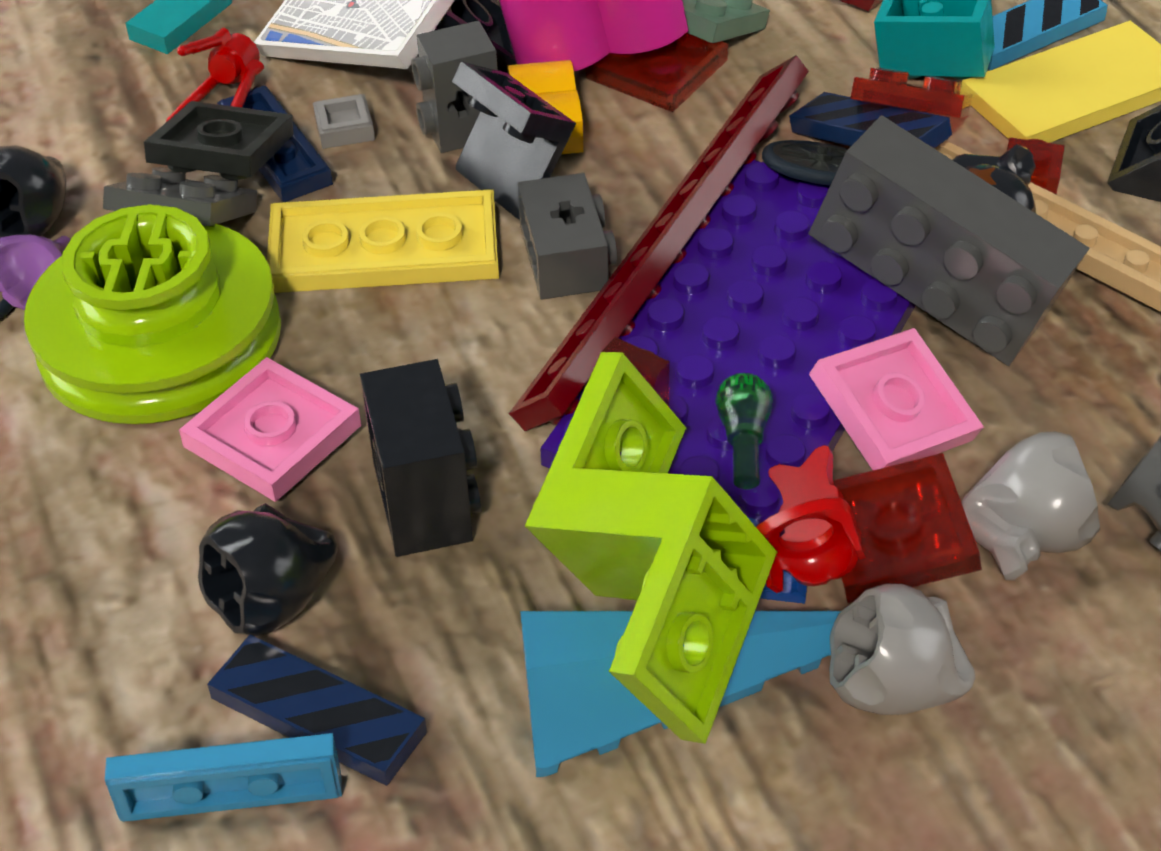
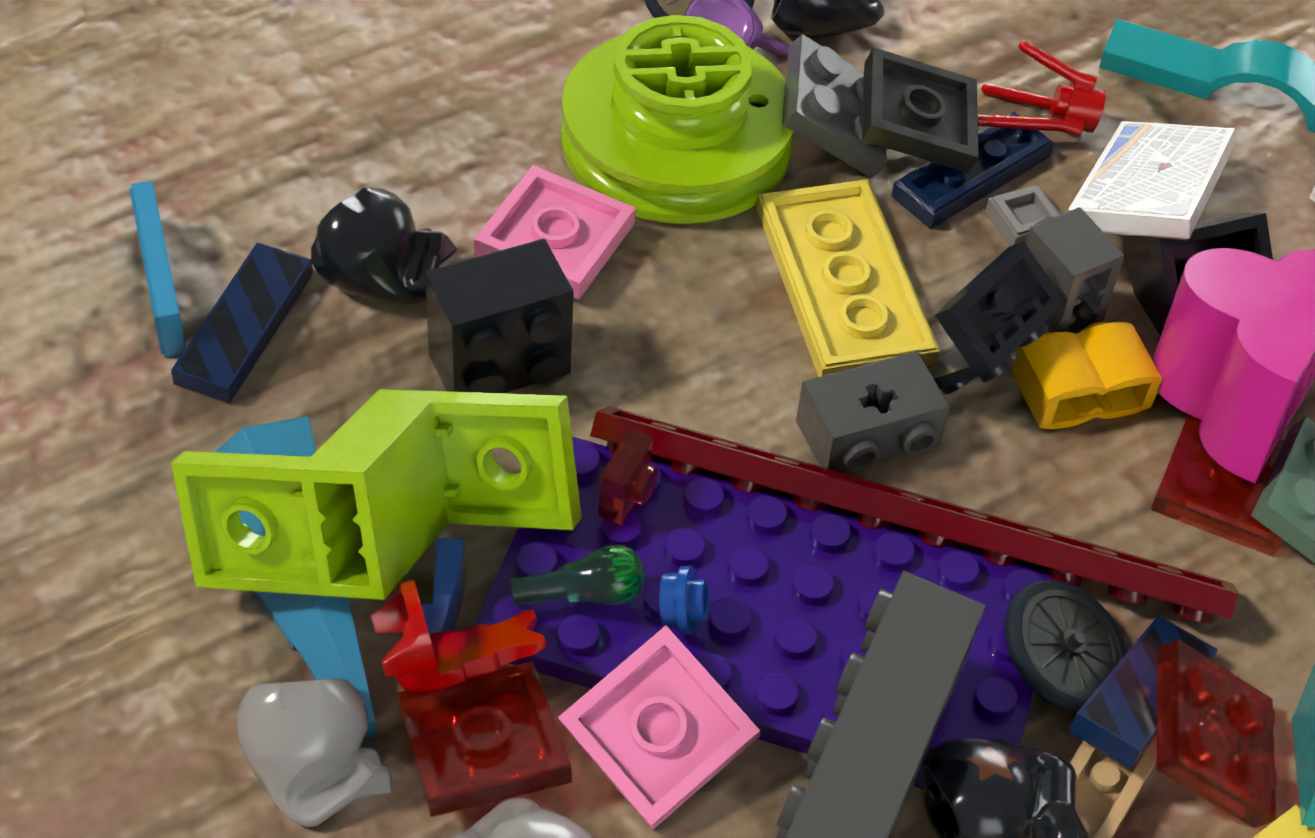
camera: 75 degrees right, 5 degrees up
(778, 357) = (684, 600): none -> blue plate

